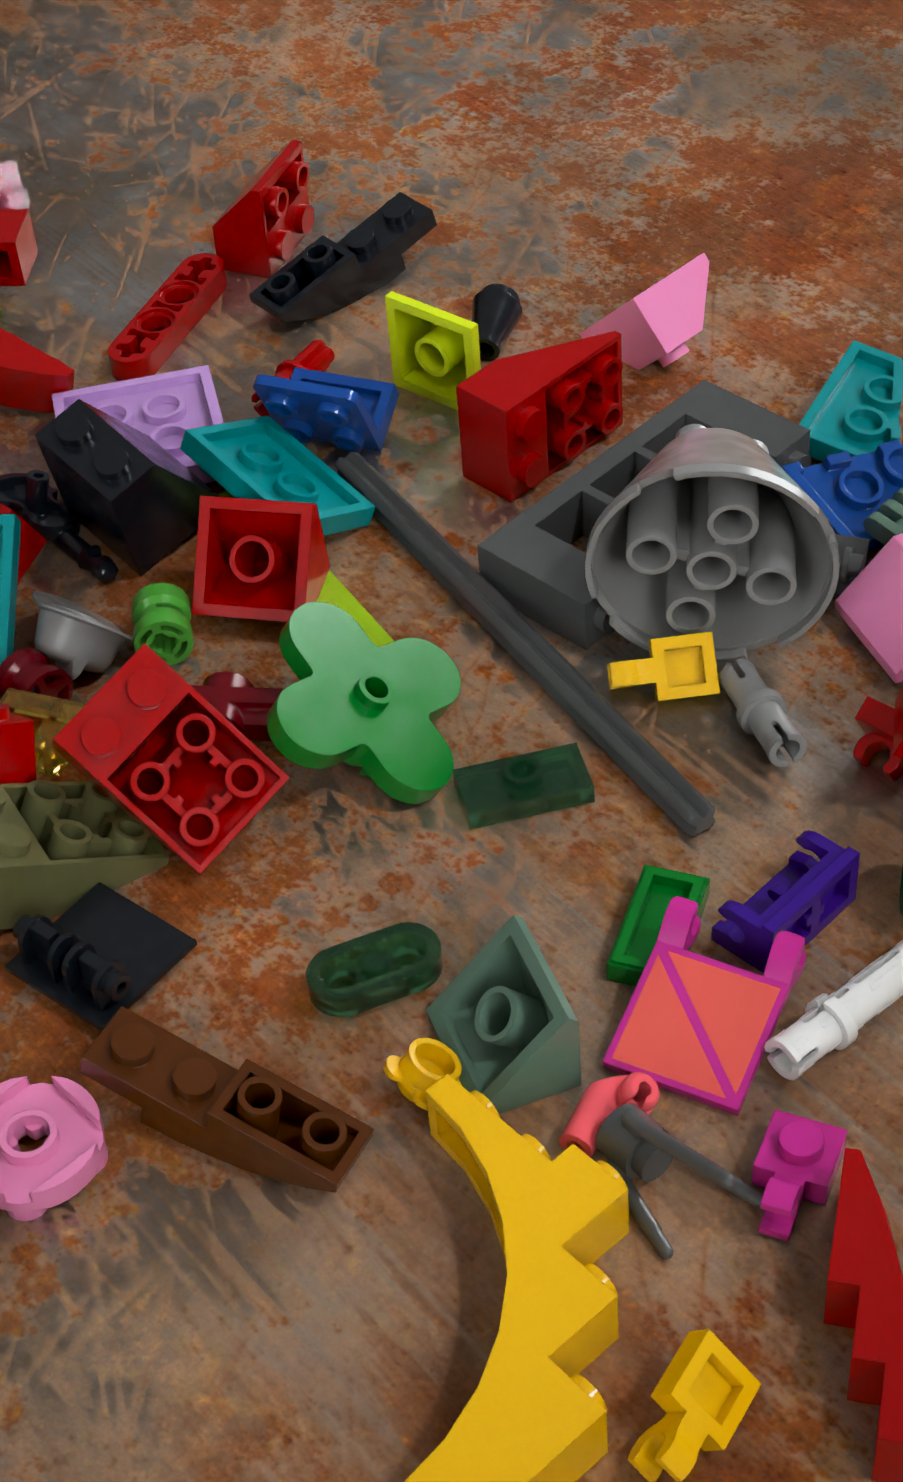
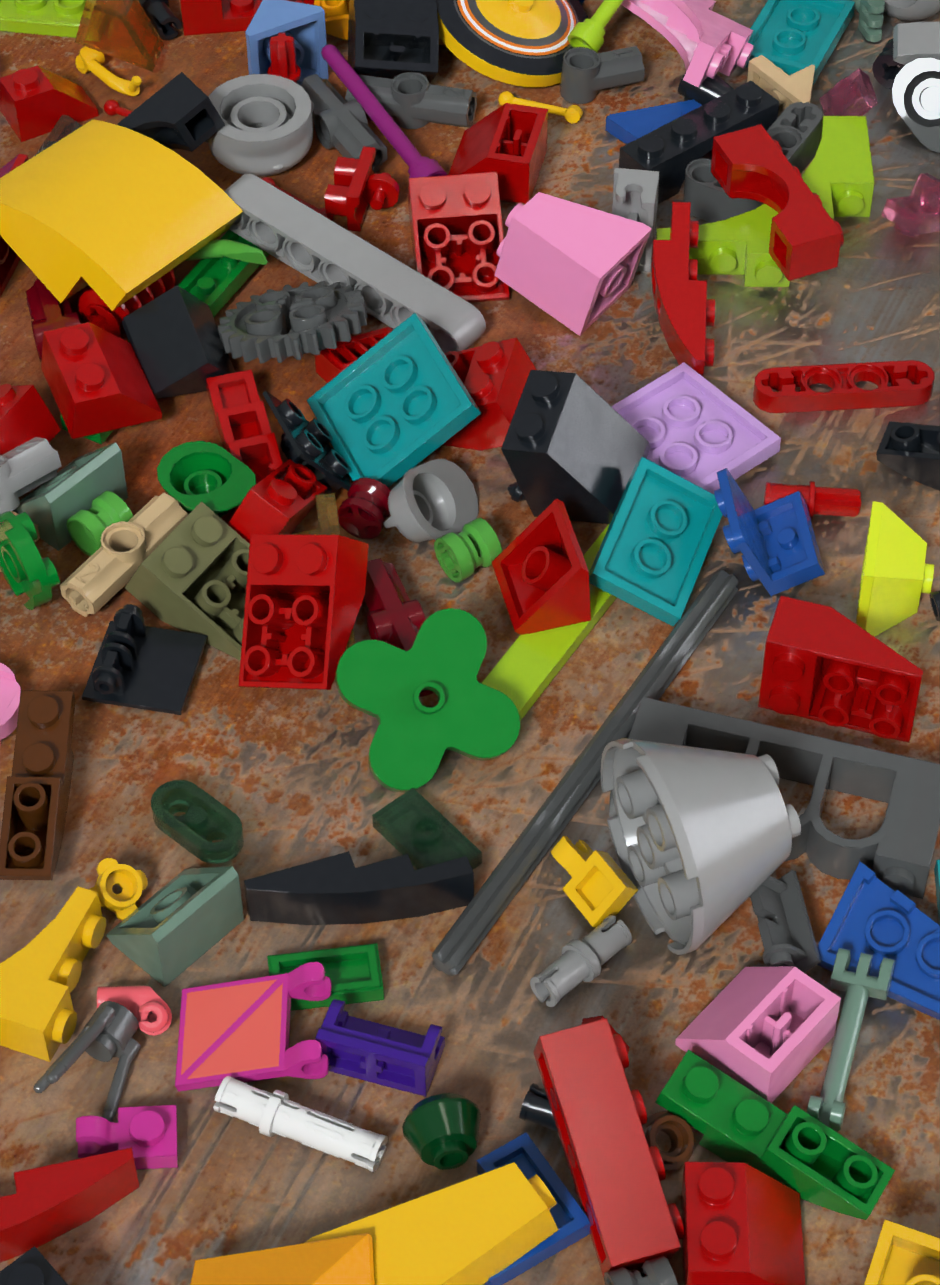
camera: 60 degrees right, 5 degrees up
(568, 860) = (338, 893): none -> black slope

